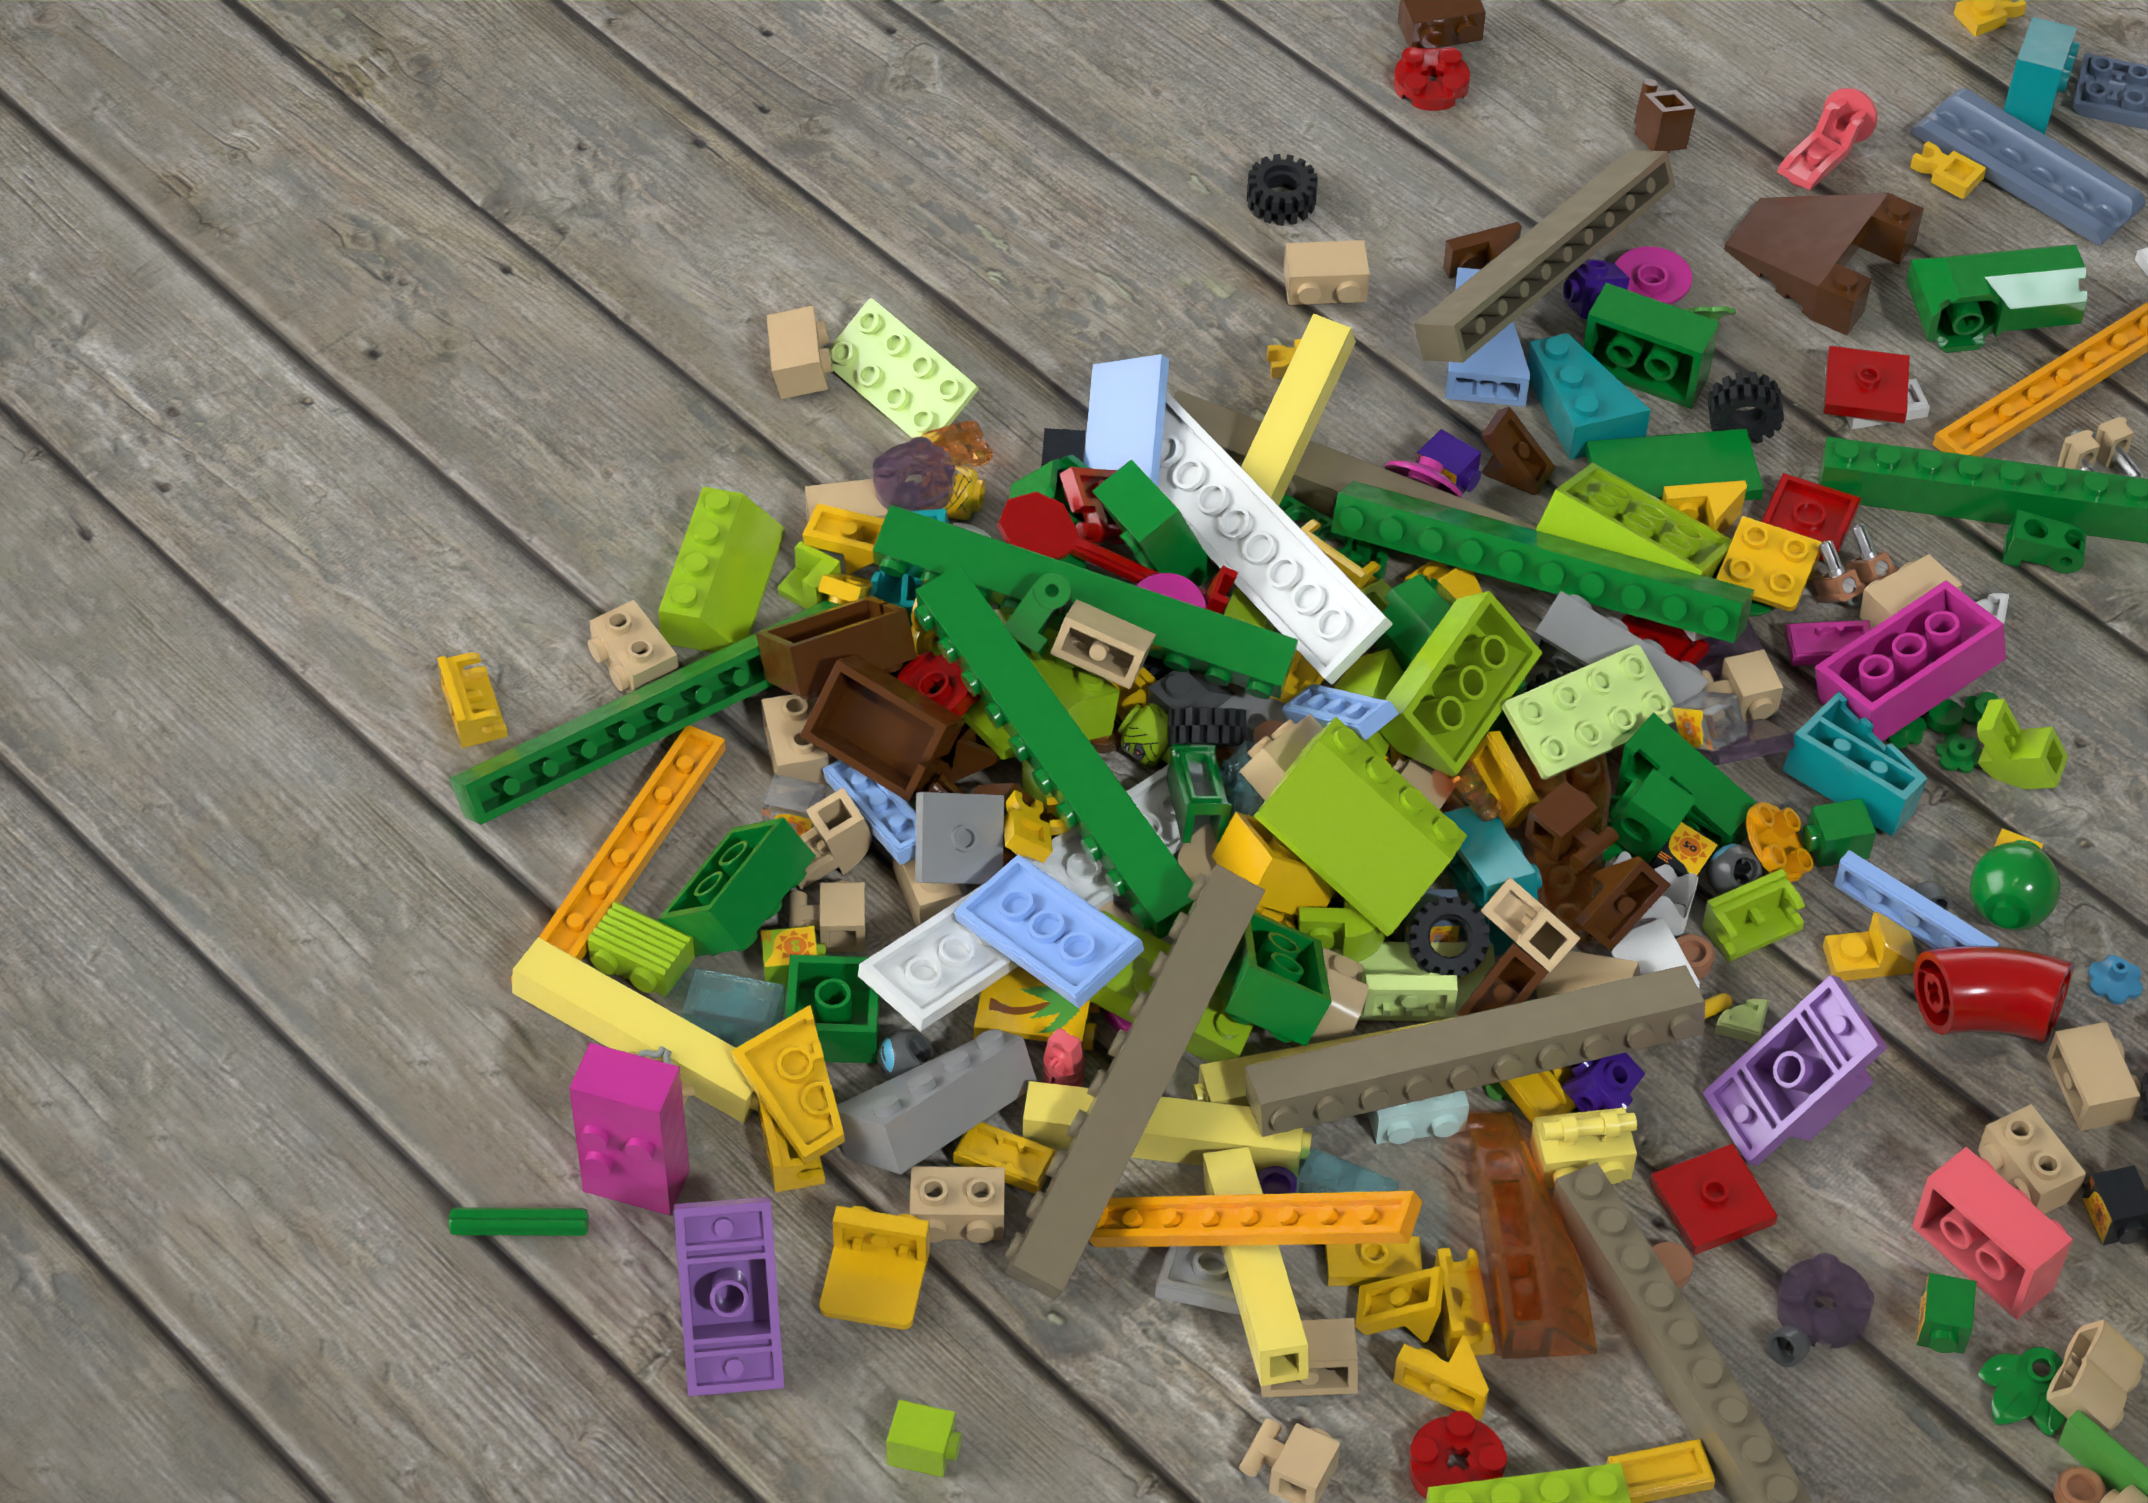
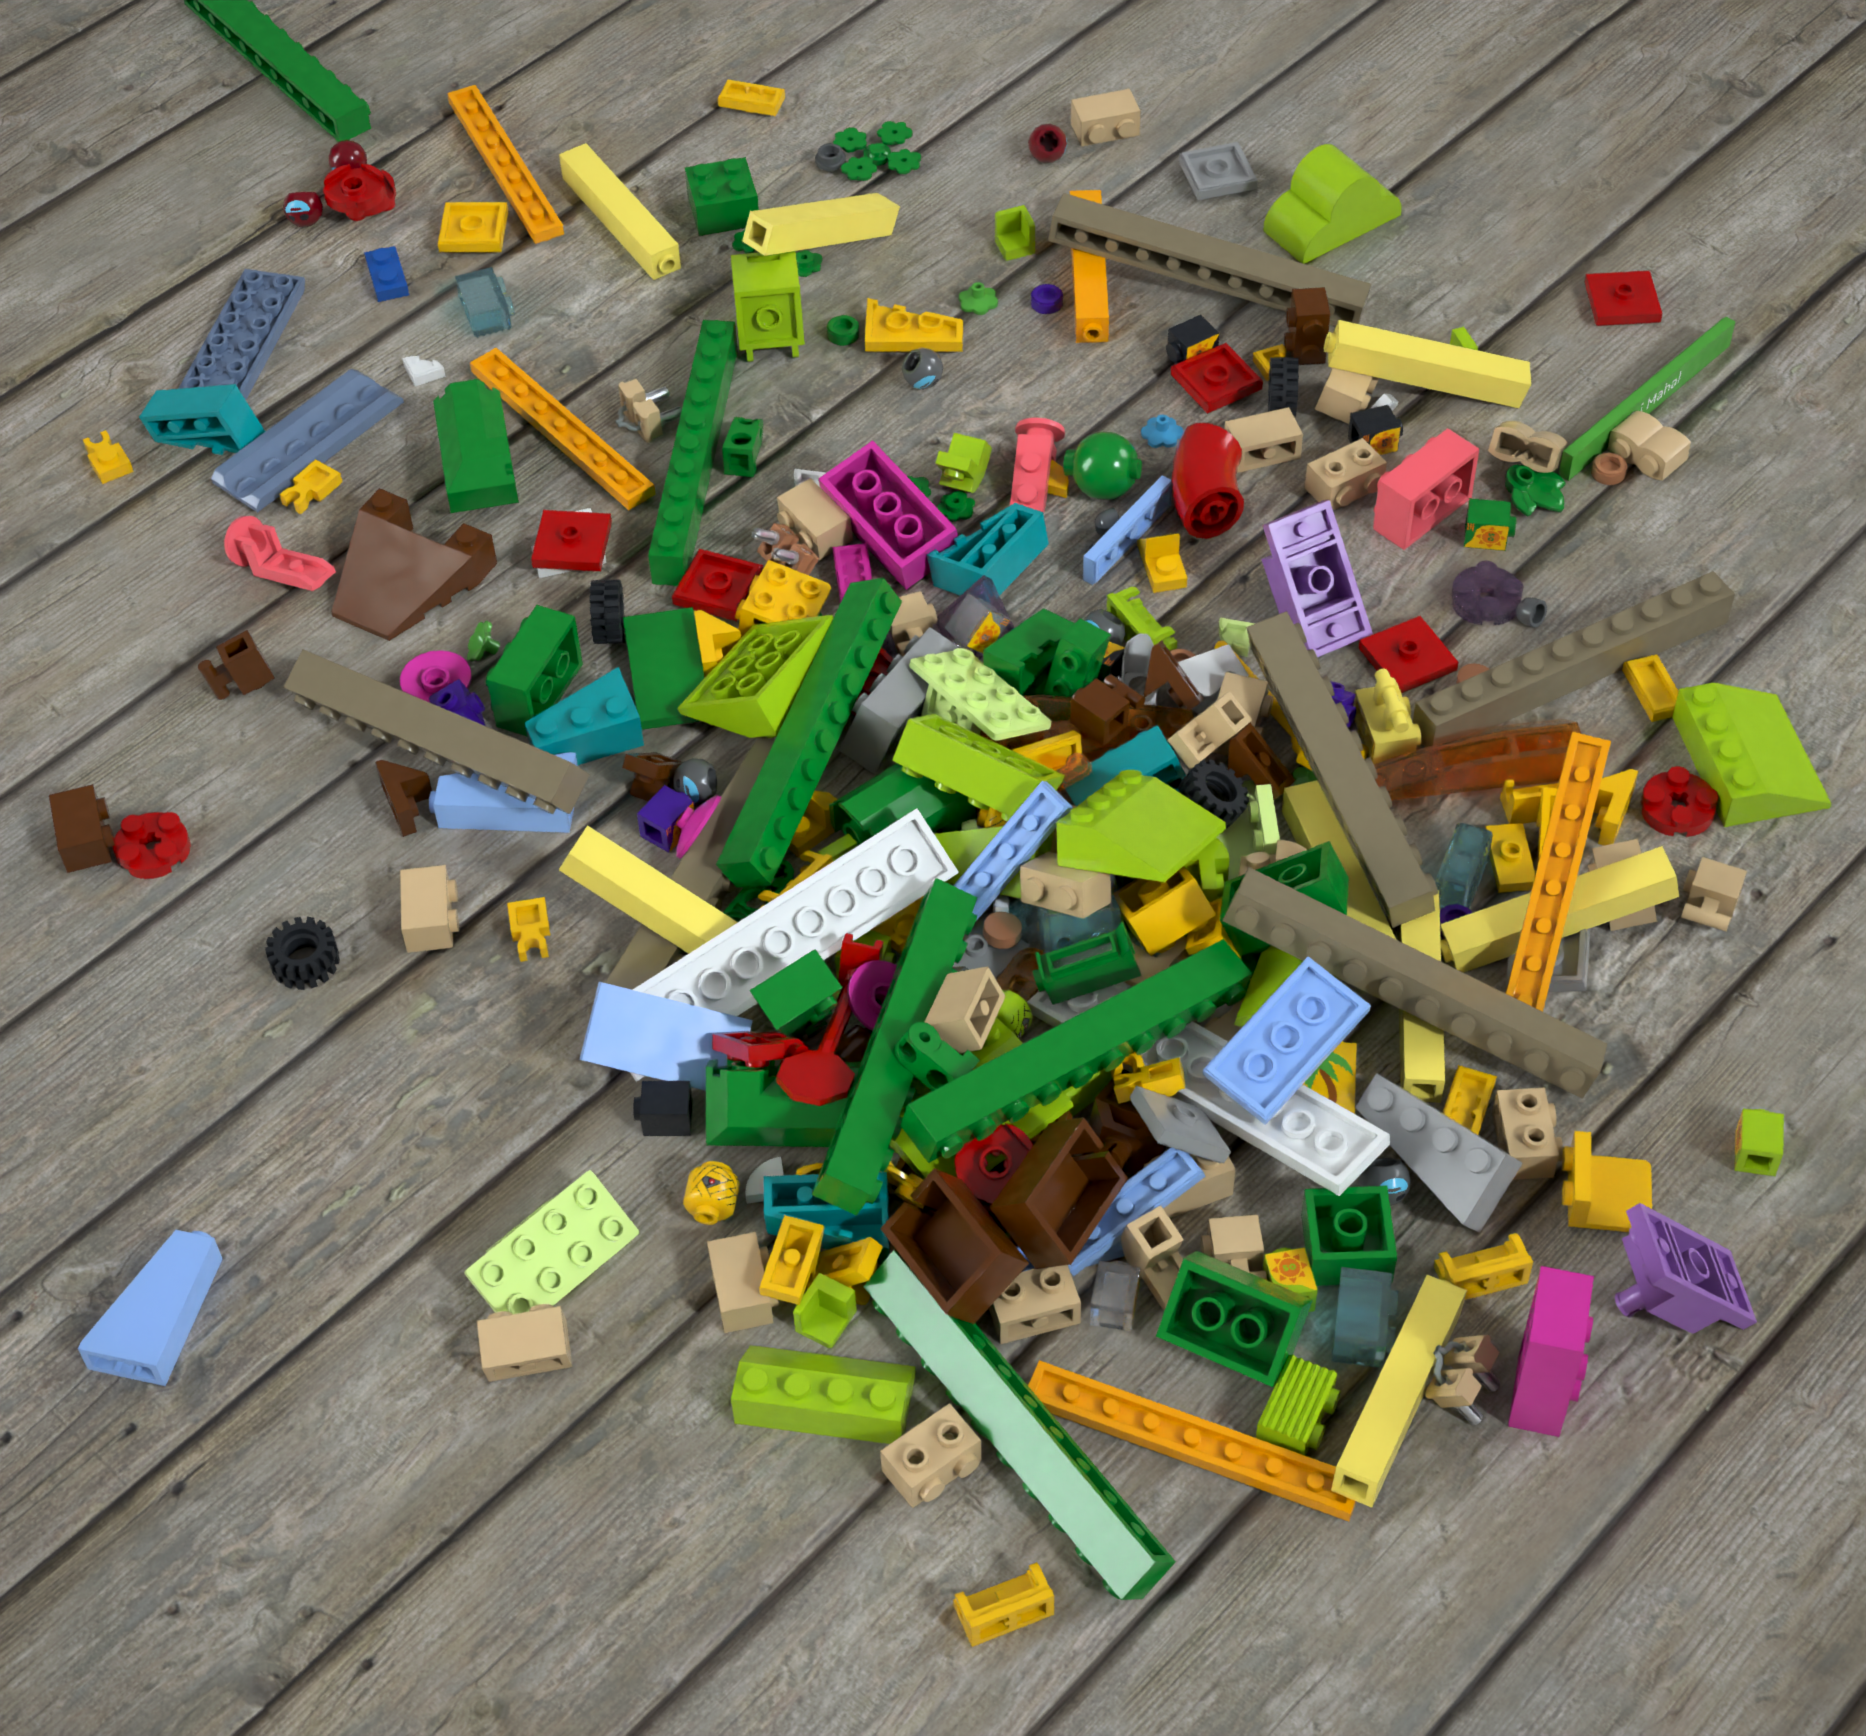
camera: 90 degrees left, 0 degrees up
(519, 1221) = (1611, 1480): green axle -> none
(793, 1083) = (1456, 1244): yellow wing -> none
(874, 109) = (156, 1311): none -> light blue slope
(909, 459) = (719, 1187): plate -> none
(967, 433) = (650, 1214): clear orange plate -> none
(1063, 1060) = (1375, 1057): coral hinge -> none
(1207, 726) = (1019, 956): black tyre -> none
(1498, 487) = (696, 779): none -> dark grey piece
(1777, 840) = (1078, 604): light orange dish -> none
(1837, 829) = (1053, 570): green brick -> none
(2028, 819) = (1033, 461): none -> coral piece

